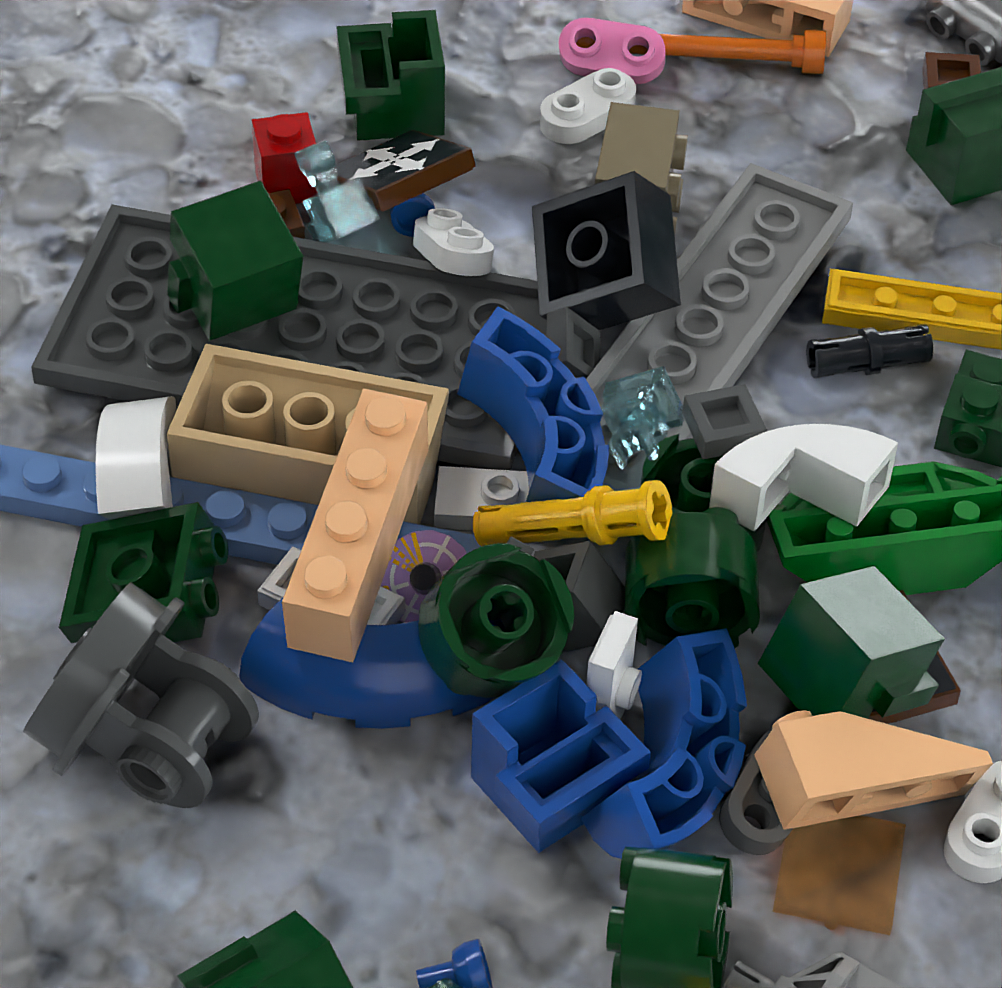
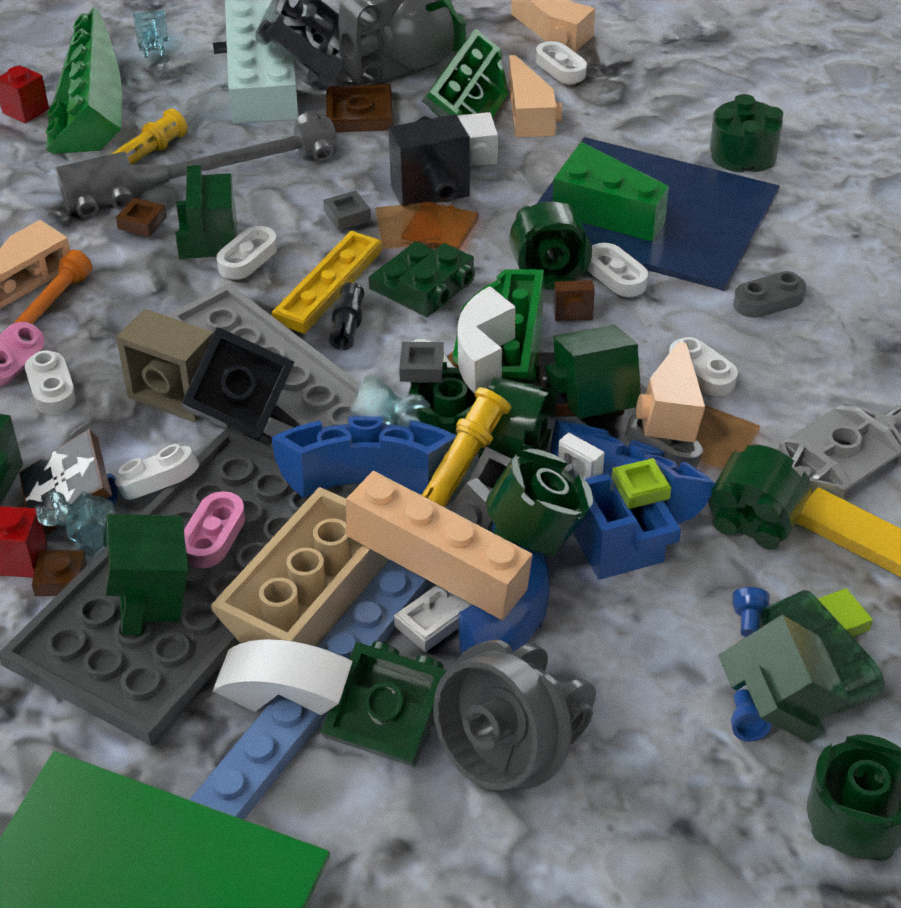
camera: 70 degrees left, 5 degrees down
(353, 317) = (208, 534): none -> bright pink plate
(606, 749) = (641, 483): none -> lime tile
(942, 205) = (246, 252): none -> white plate

